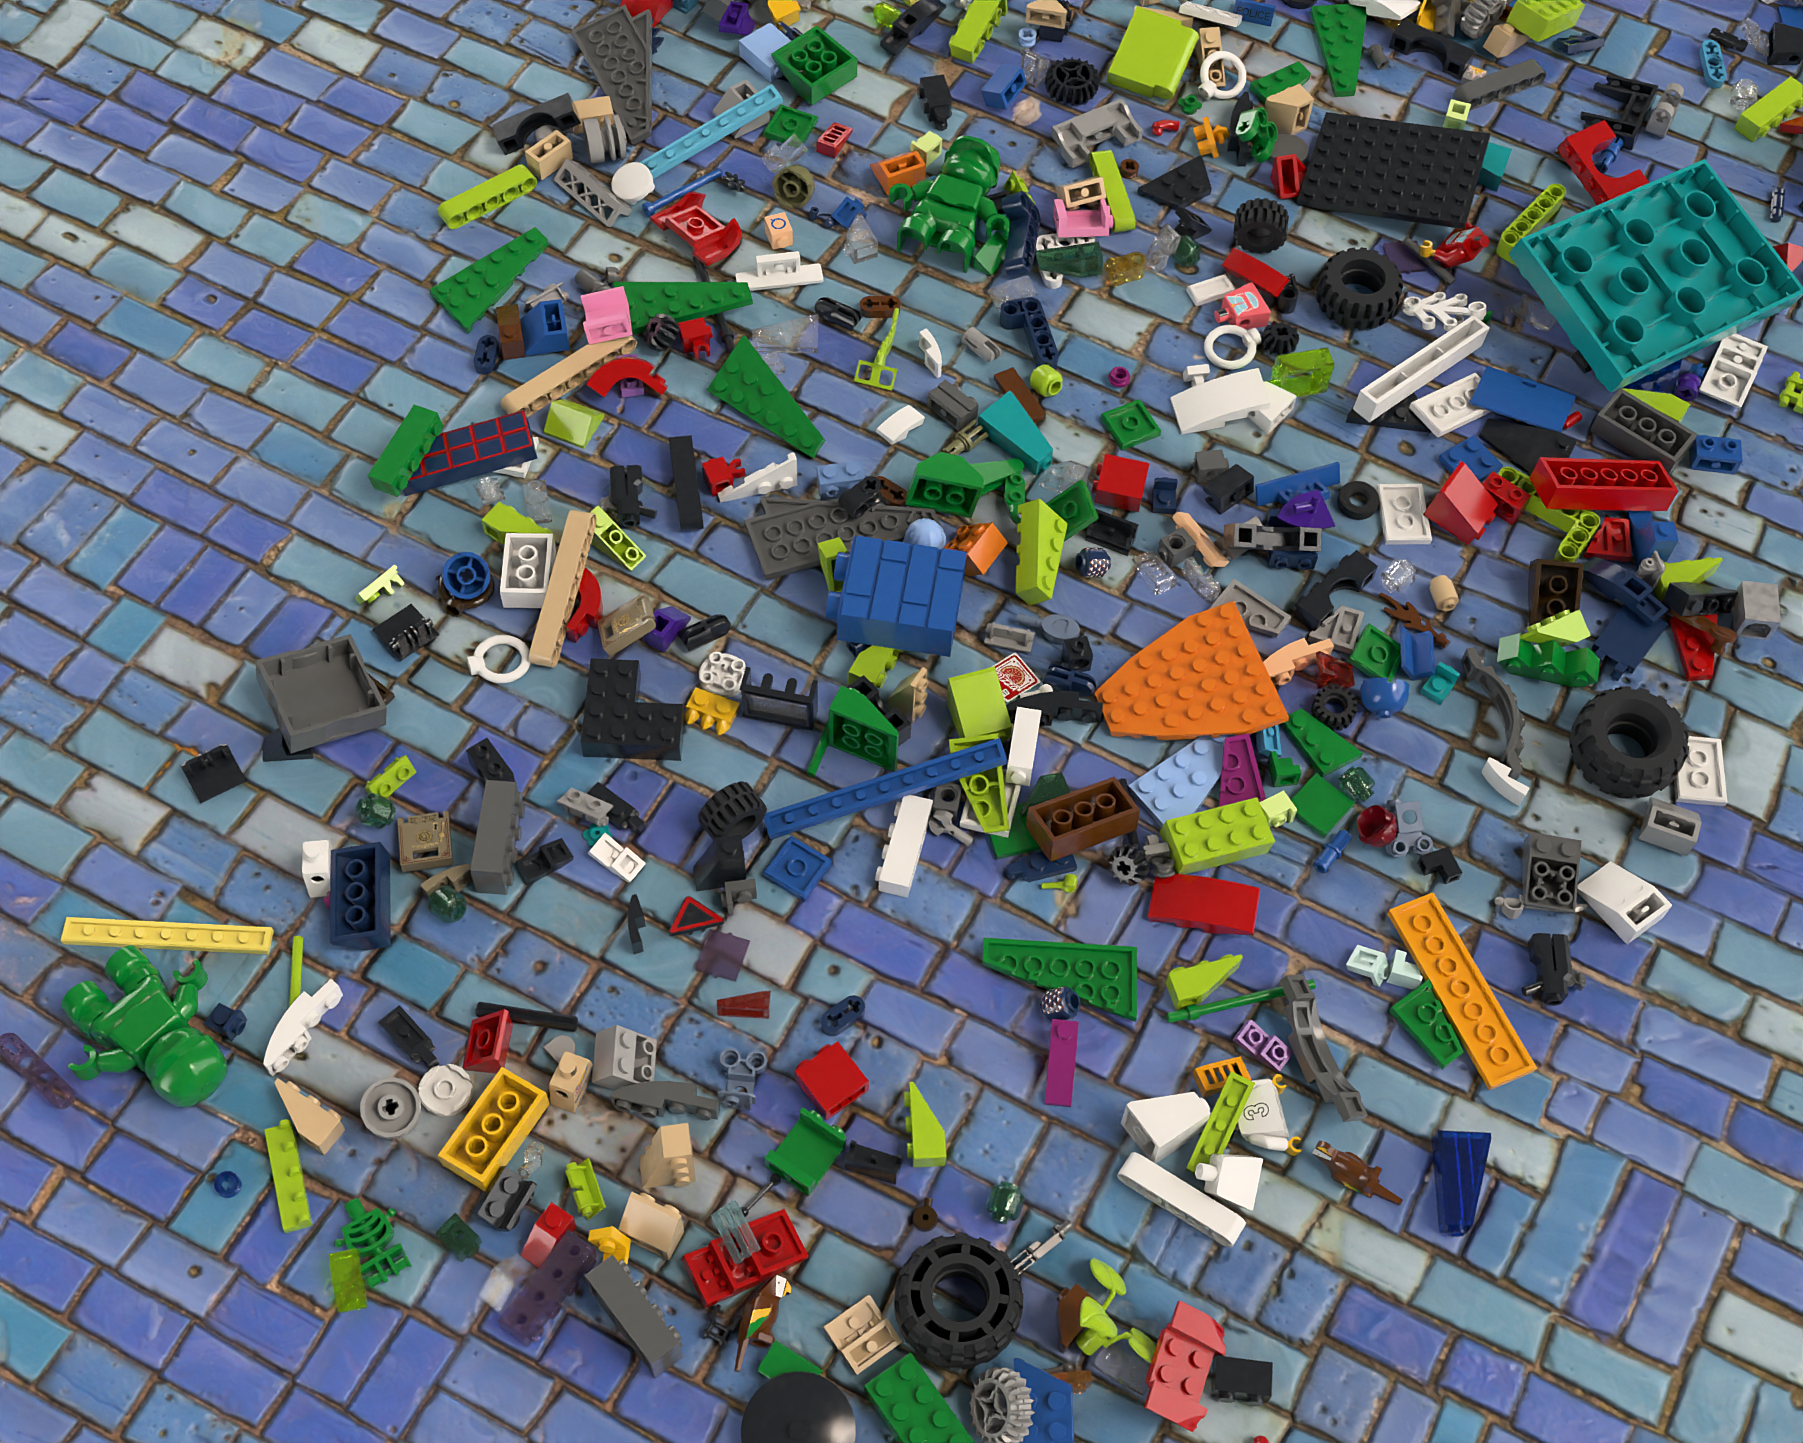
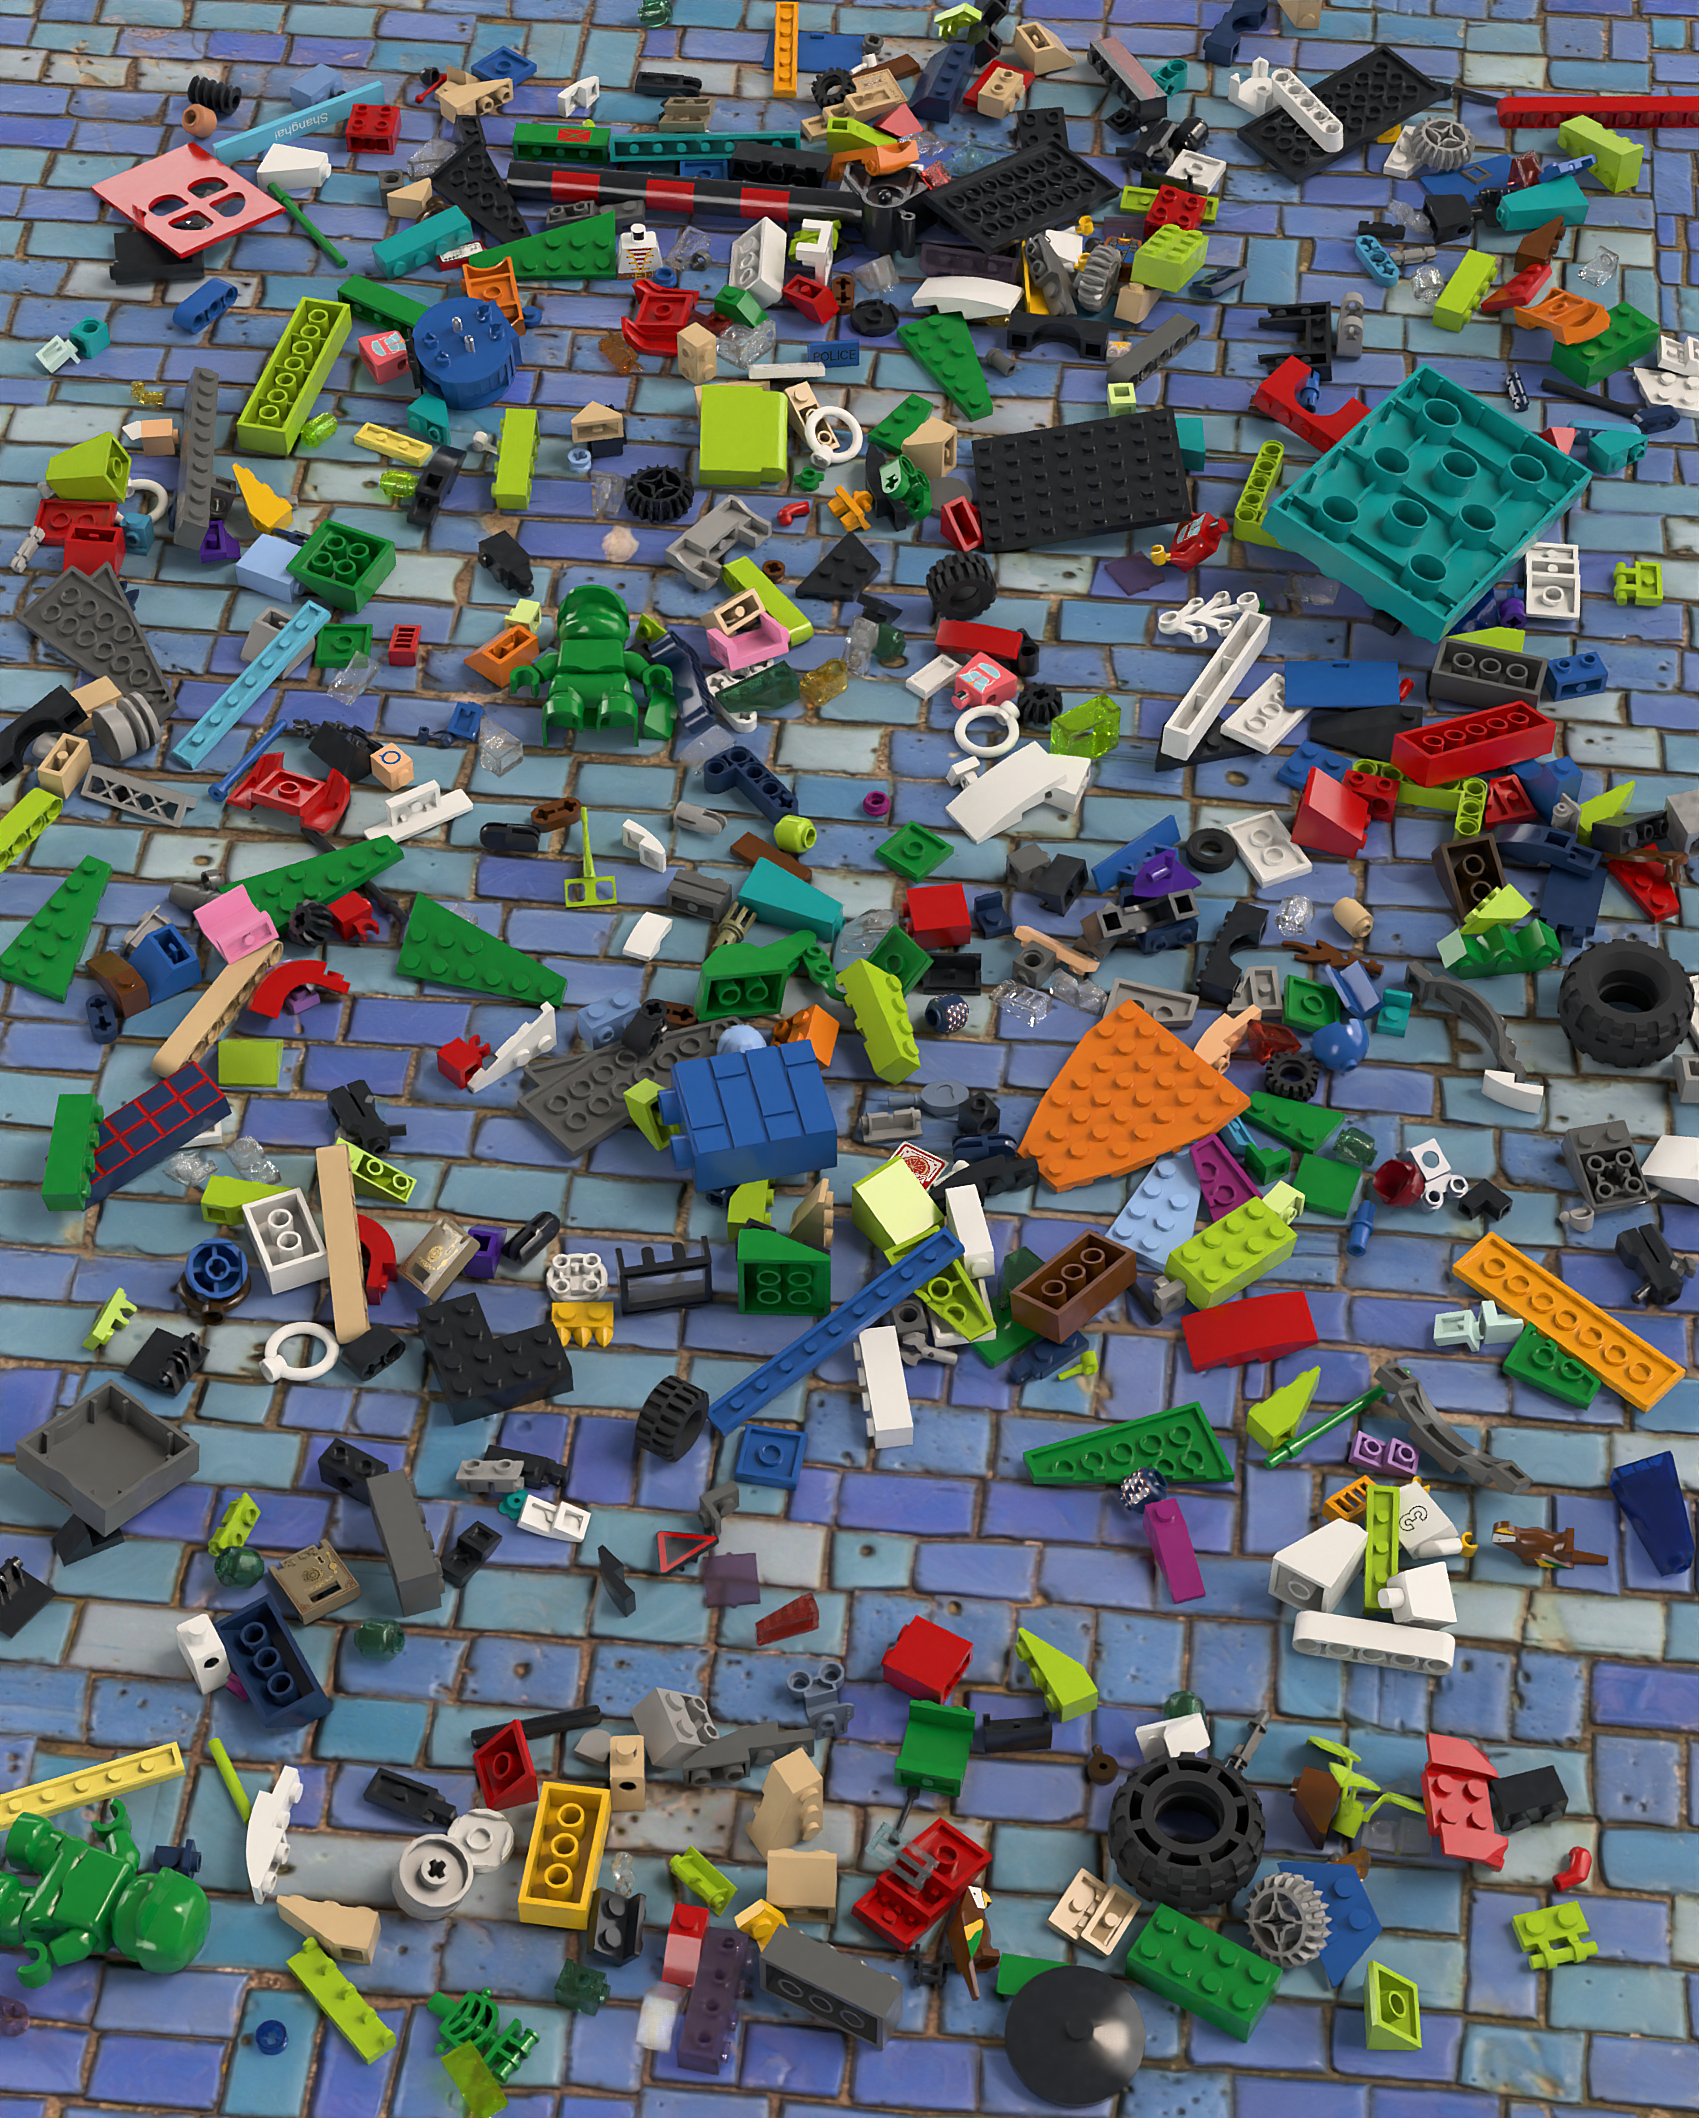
camera: 20 degrees left, 10 degrees down
(455, 877) = (374, 1604): dark tan slope -> none
(550, 678) = (373, 1352): none -> black beam
(632, 182) = (185, 766): white tile -> none
(686, 483) = (425, 1083): black beam -> none
(720, 864) = (686, 1475): black slope -> none
(750, 206) = (345, 749): none -> black slope
(789, 336) = (466, 881): clear wing -> none
(793, 186) = (386, 711): olive cylinder -> none
(819, 752) = (732, 1311): green bar -> none
(840, 1010) = (897, 1590): dark blue beam -> none
(986, 1219) = (1173, 1736): none -> white slope
(1004, 86) = (582, 522): blue brick -> none
(1129, 864) = (1148, 1306): black gear -> none
(1163, 866) = (1186, 1307): dark grey bush -> none
(1361, 268) = (1104, 644): black tyre -> none
(1430, 262) = (1167, 569): dark grey bar -> none
(1744, 68) = (1413, 256): none -> light grey axle

